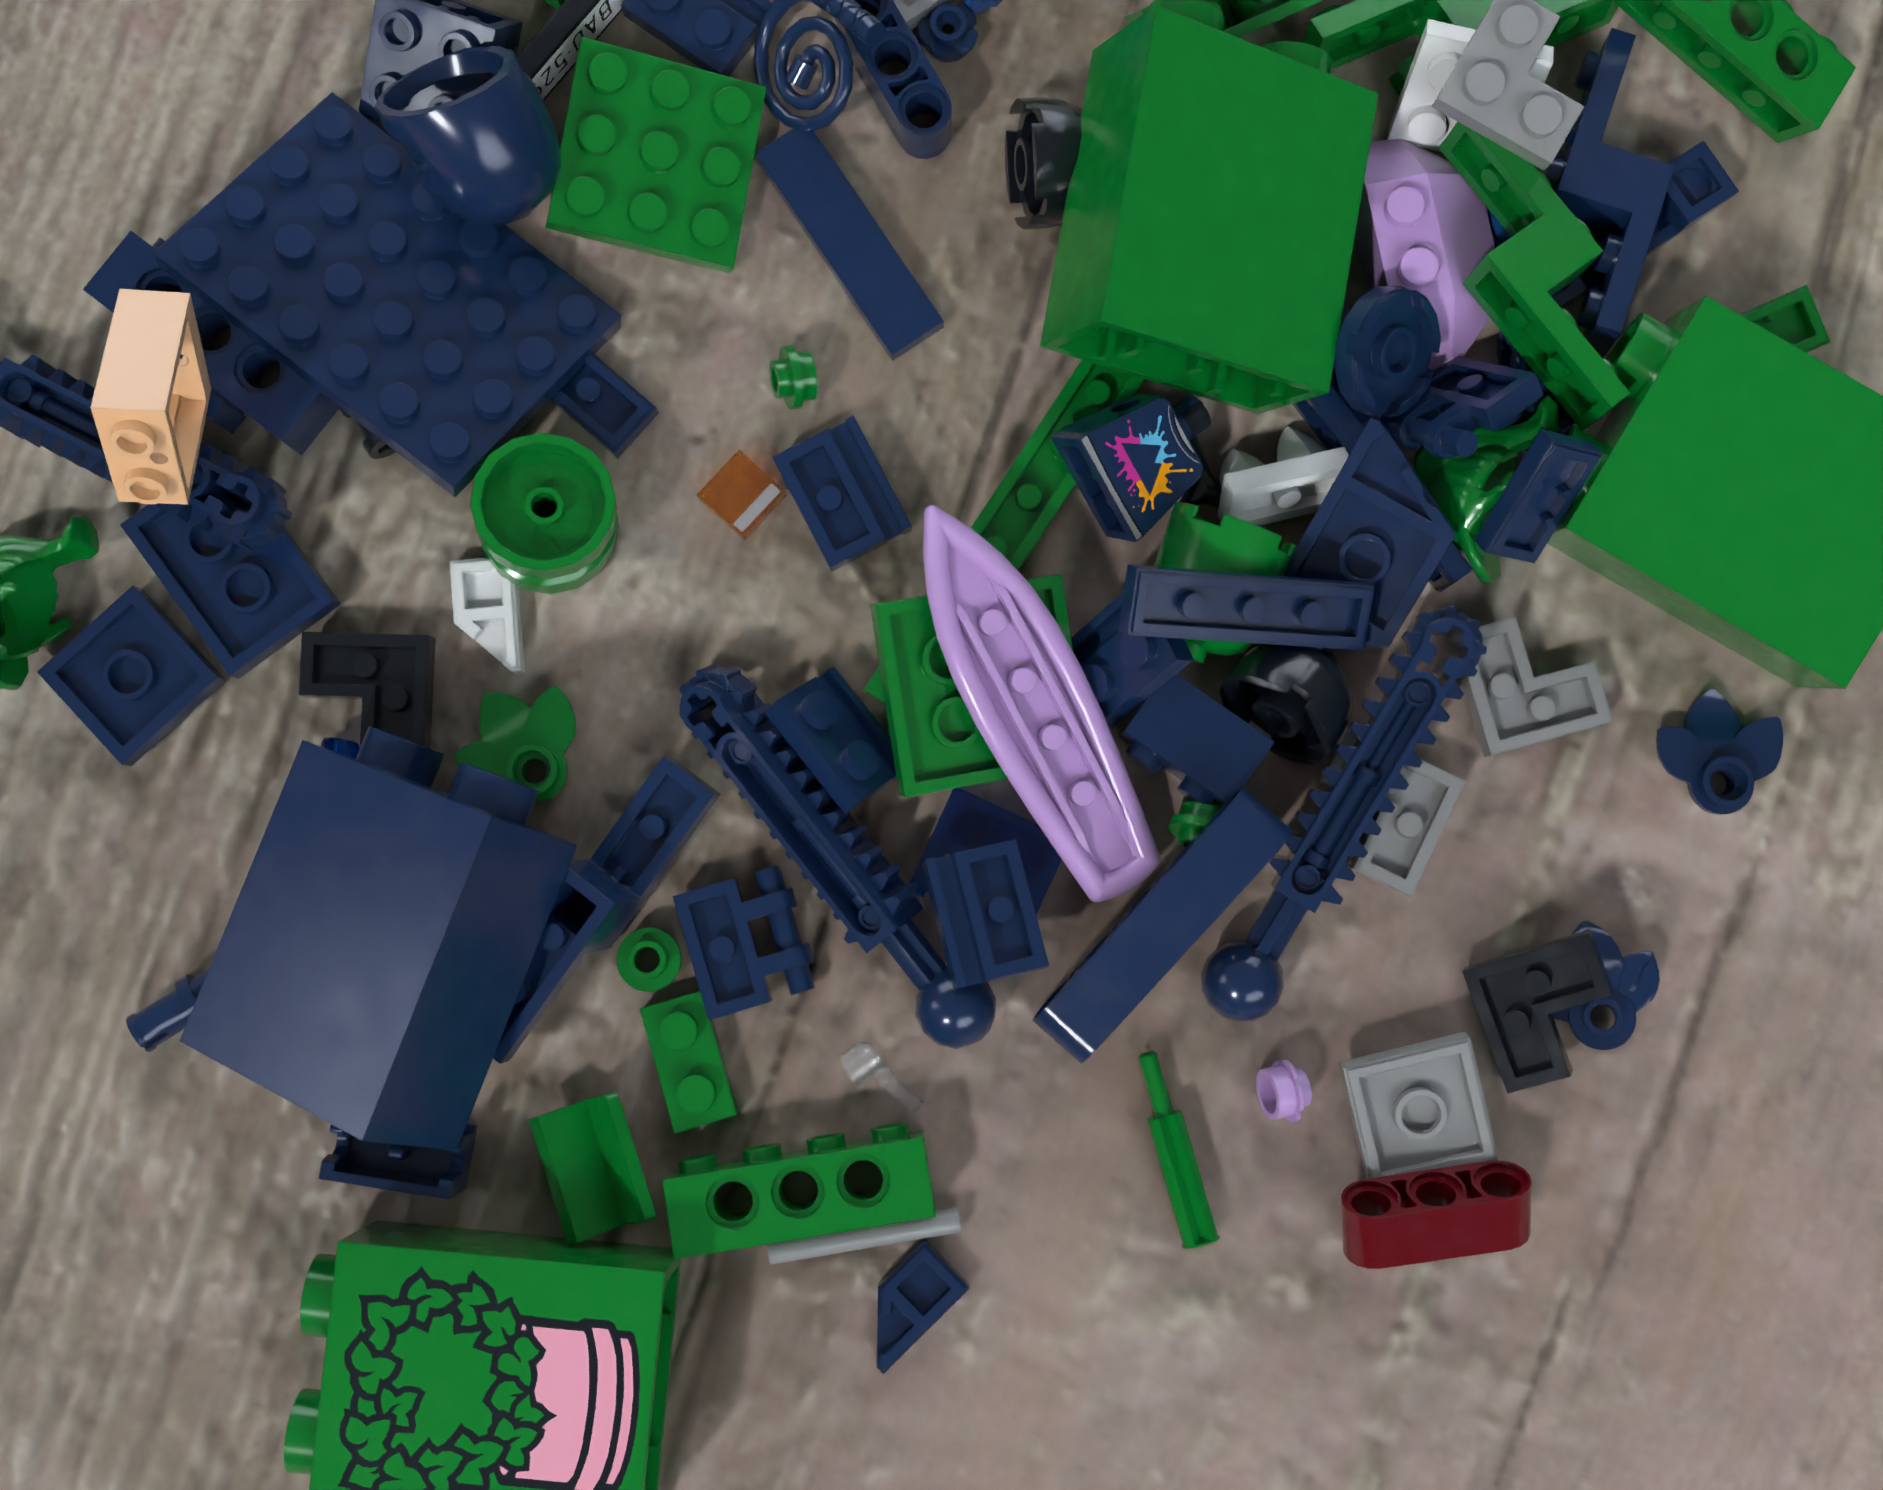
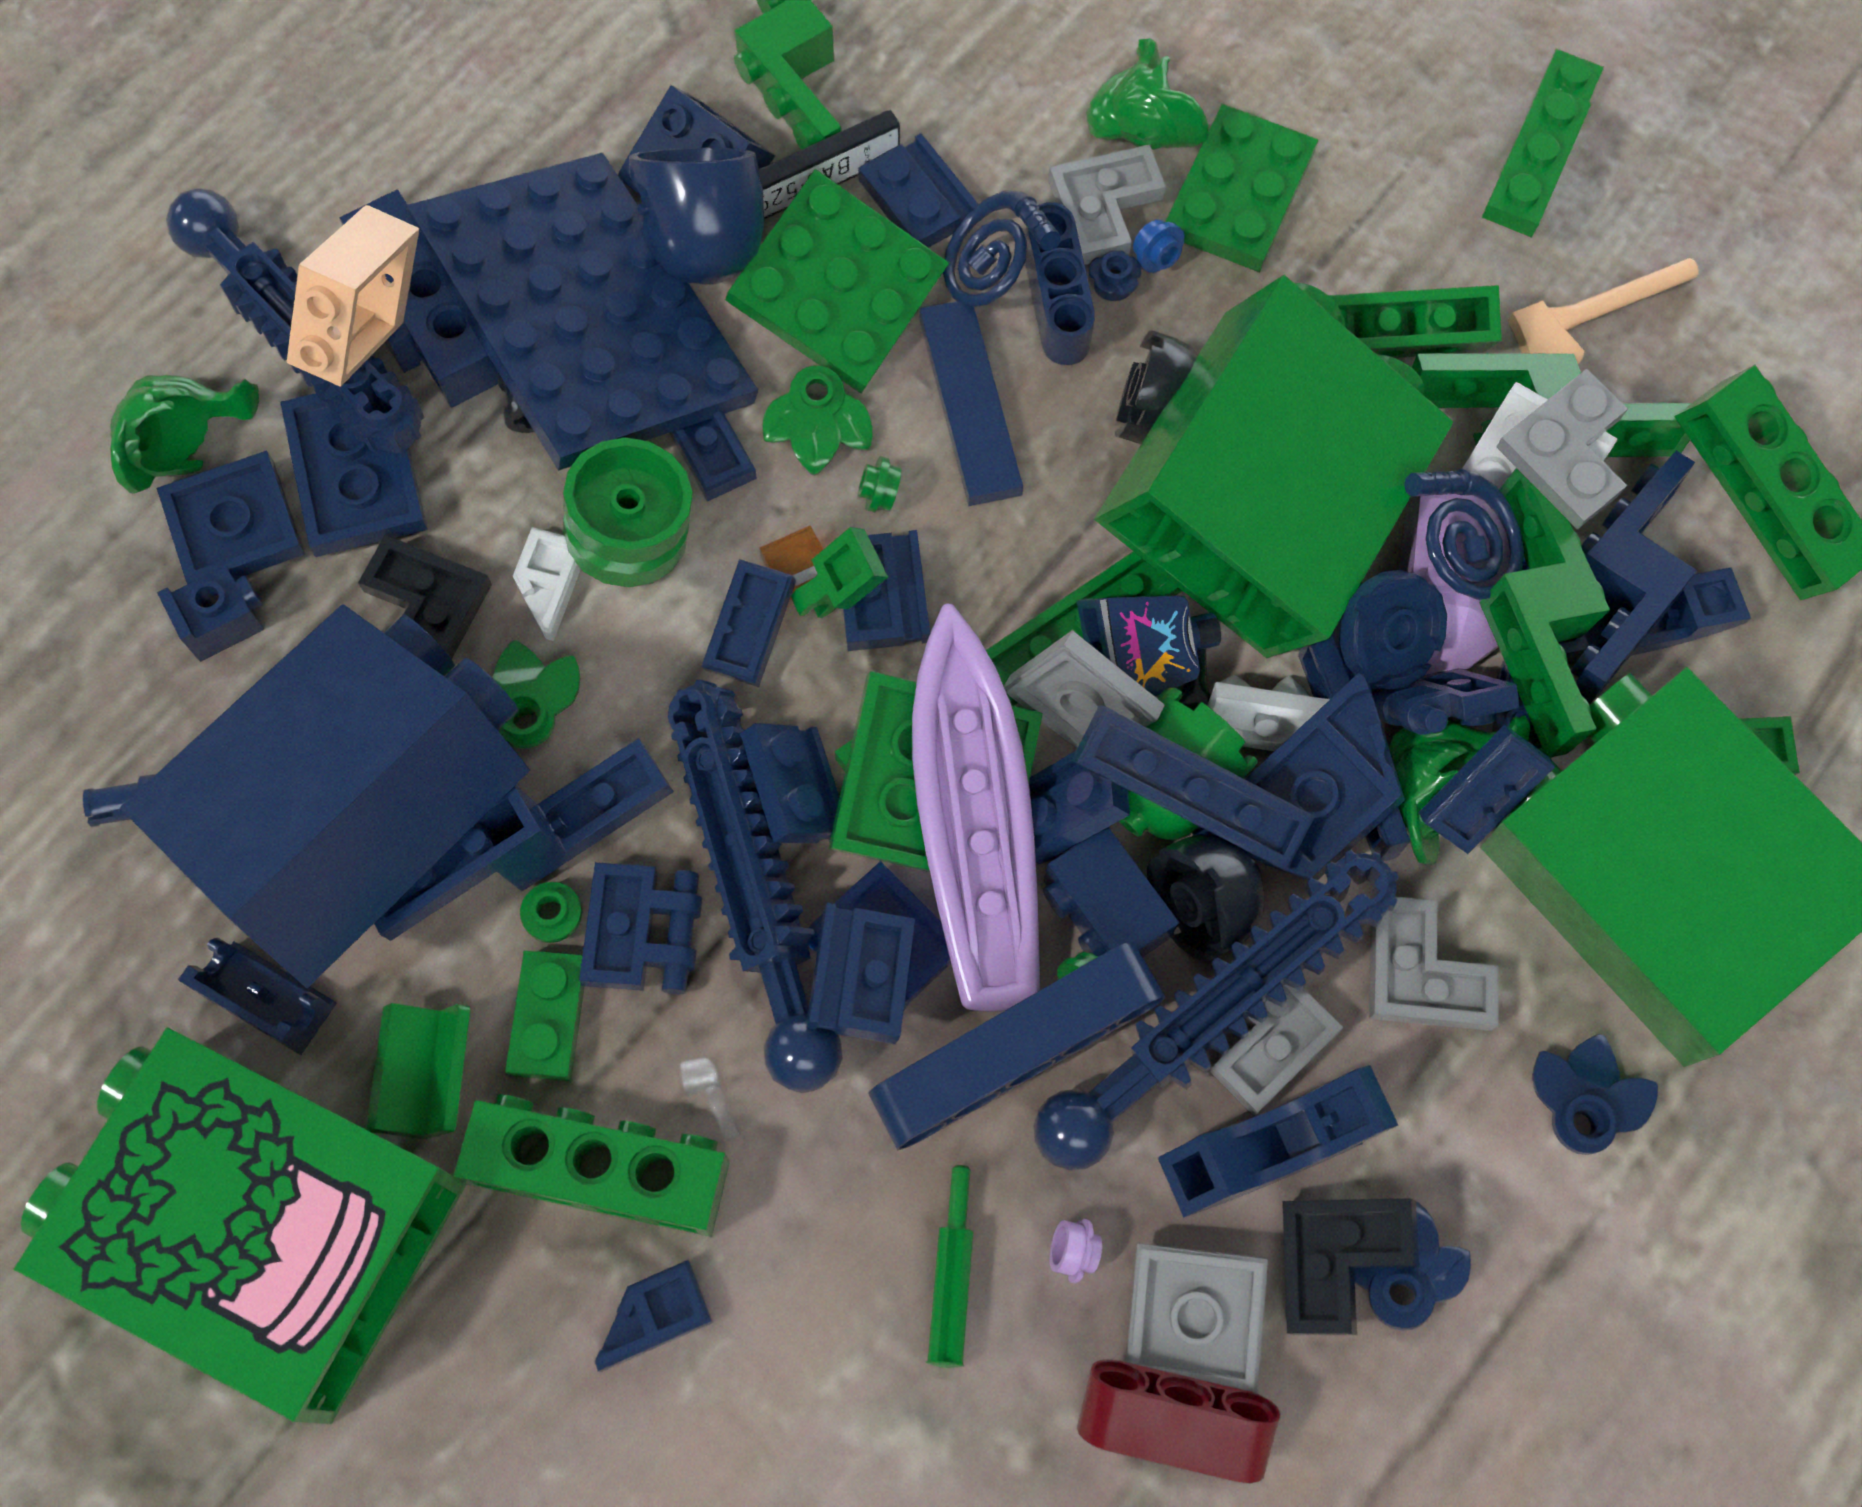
camera: 20 degrees right, 15 degrees down
(184, 785) = (213, 612): none -> dark blue brick
(700, 333) = (817, 425): none -> green plate
(720, 582) = (749, 623): none -> dark blue plate
(801, 498) = (845, 575): none -> green plate
(945, 1223) = (635, 1235): light grey bar -> none
(1095, 543) = (1071, 683): none -> light grey plate
(1439, 919) = (1278, 1142): none -> dark blue arch
(1442, 228) = (1474, 546): none -> dark blue piece

